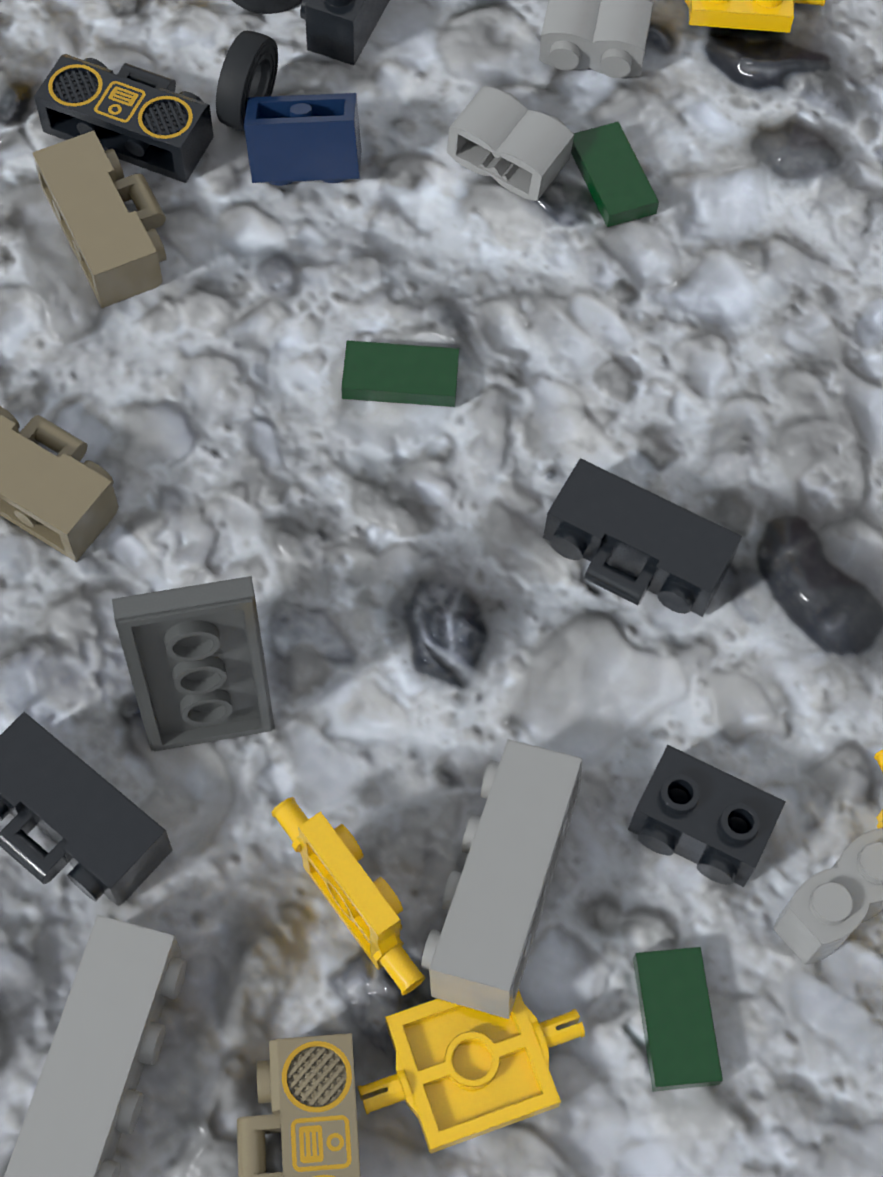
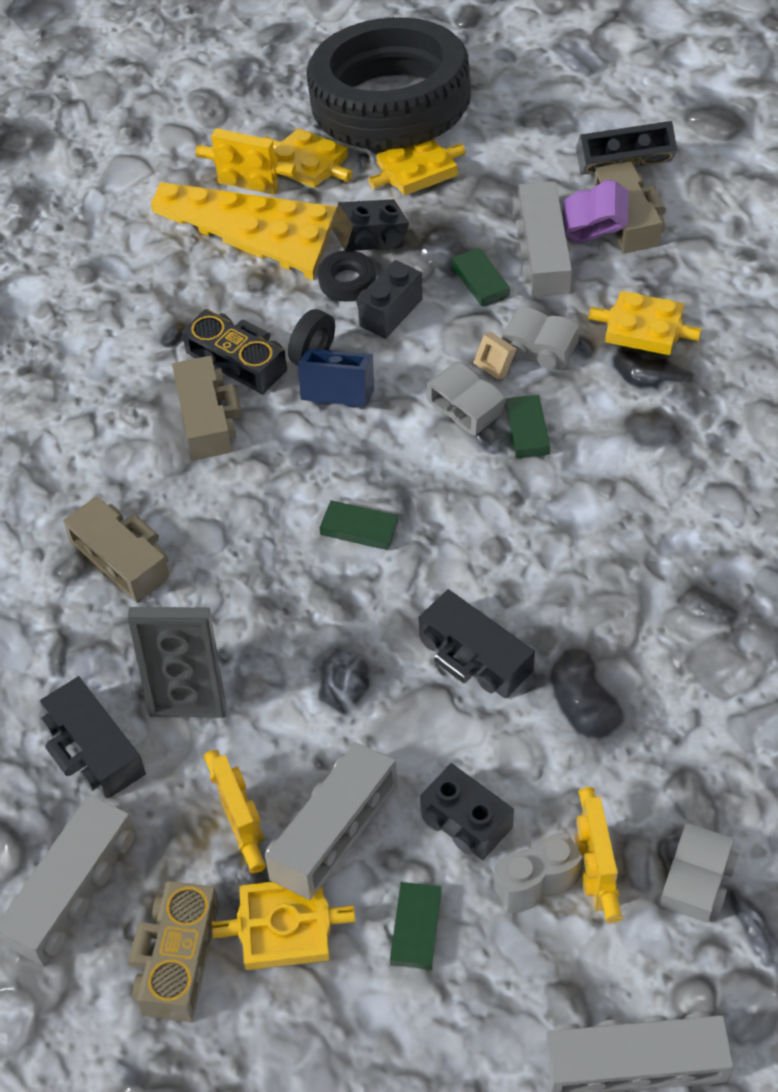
camera: 20 degrees right, 10 degrees down
(535, 69) = (494, 355): none -> tan plate

